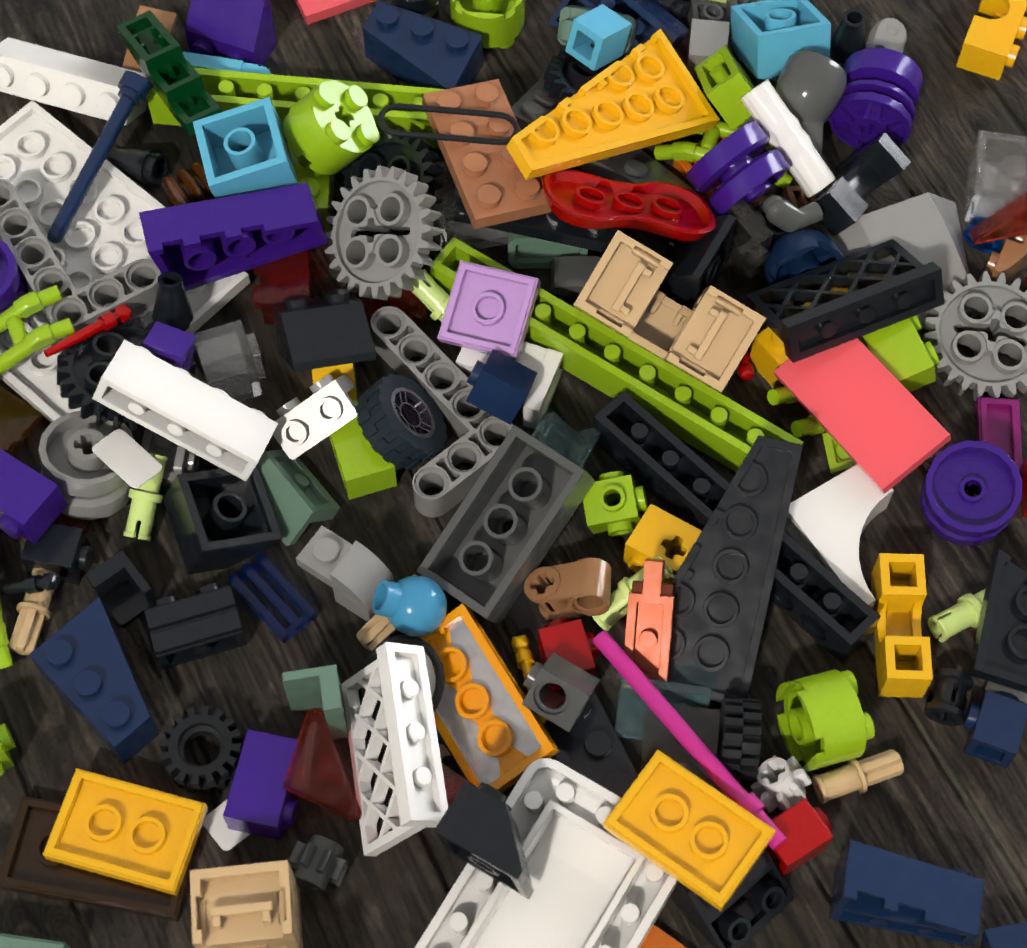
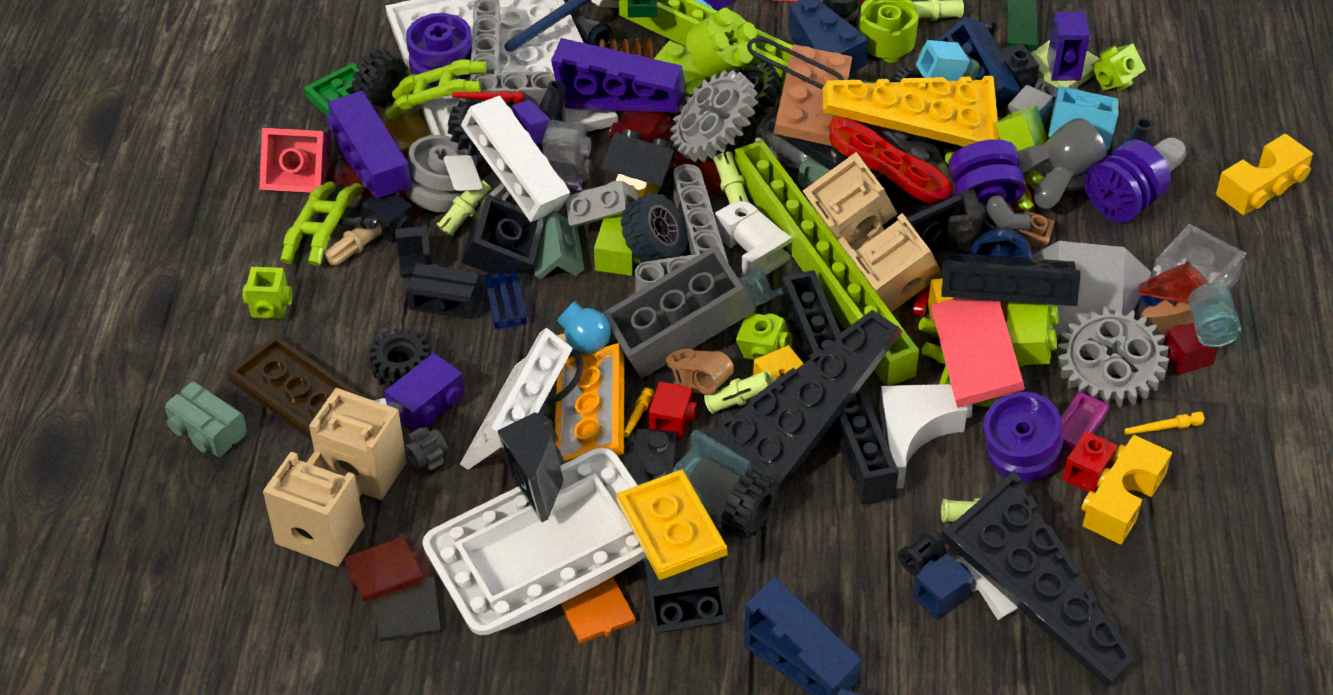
camera: 30 degrees right, 15 degrees down
(96, 680) = (364, 290): dark blue wedge -> none
(126, 831) = (314, 370): yellow tile -> none
(245, 150) = (655, 31): medium azure brick -> none
(318, 689) = (491, 354): sand green panel -> none
(318, 771) = (461, 398): clear red tile -> none
(346, 568) = (557, 293): light grey brick -> none
(489, 309) = (755, 188): lavender tile -> none
(500, 386) = (732, 233): dark blue brick -> none
(575, 682) = (649, 427): dark grey brick -> none
(650, 622) = (734, 404): hinge -> none
(683, 733) = (711, 479): dark pink bar -> none
(781, 783) = (762, 545): white gear -> none
(788, 137) = (1036, 170): white axle -> none
(806, 836) = (746, 575): red brick -> none
(823, 719) = (818, 518): lime brick -> none
(856, 179) = (1077, 224): black piece -> none
(857, 775) = (821, 569): tan axle -> none
(900, 649) = (907, 506): yellow arch -> none

